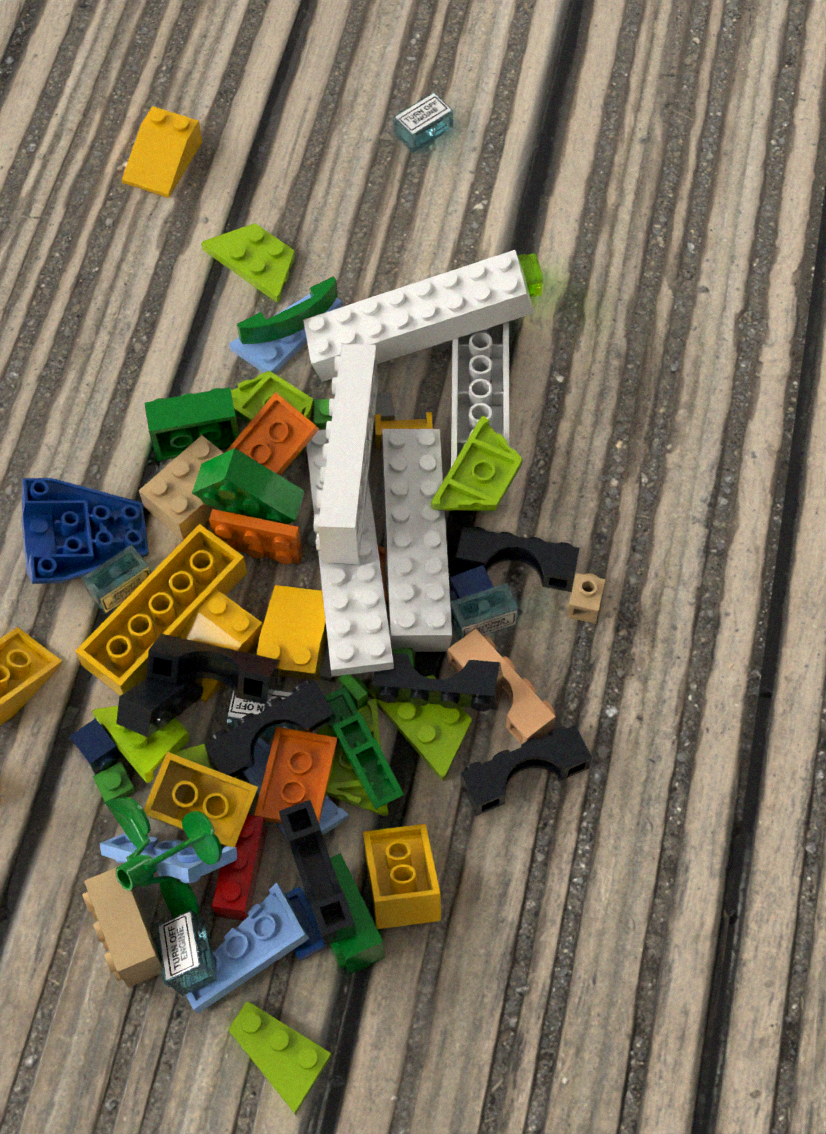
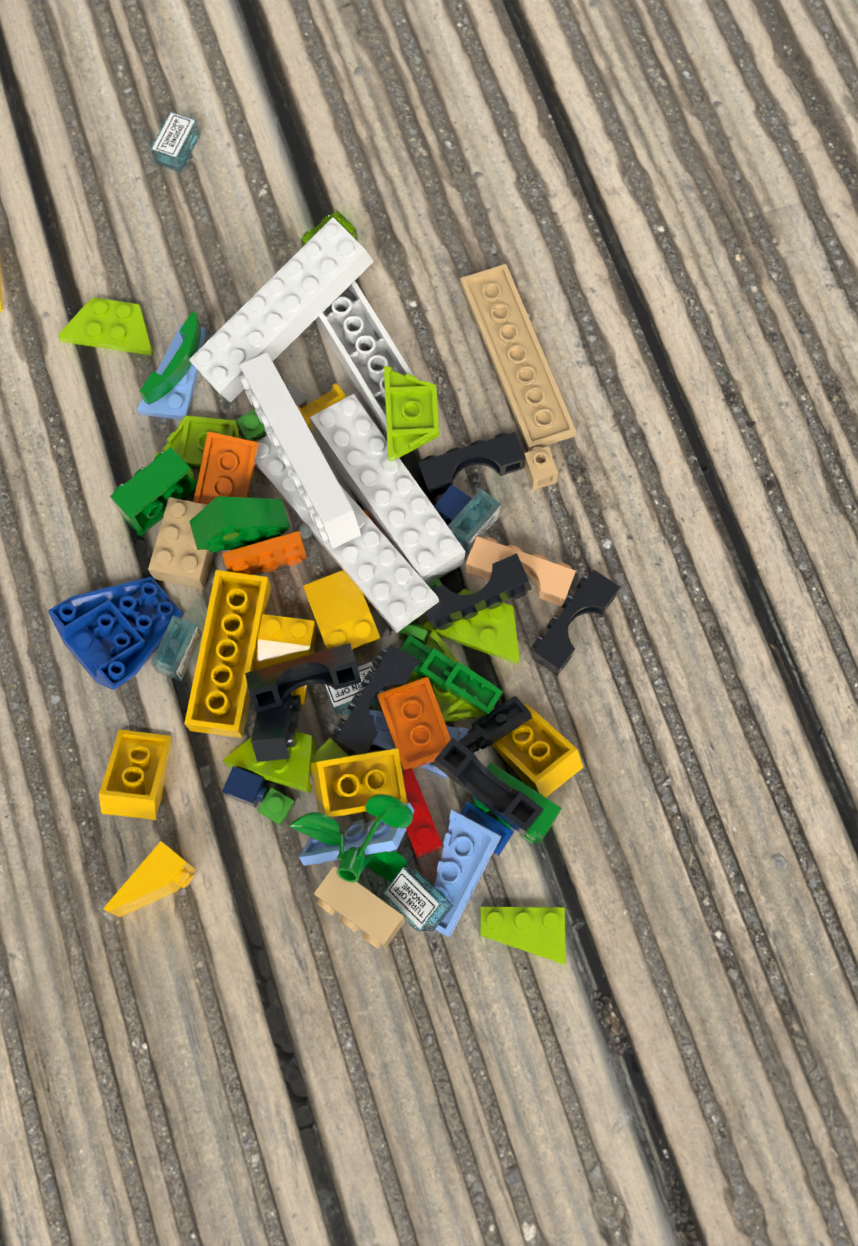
camera: 30 degrees left, 10 degrees up
(375, 825) = (496, 725): none -> black hinge
(631, 481) = (517, 357): none -> tan plate

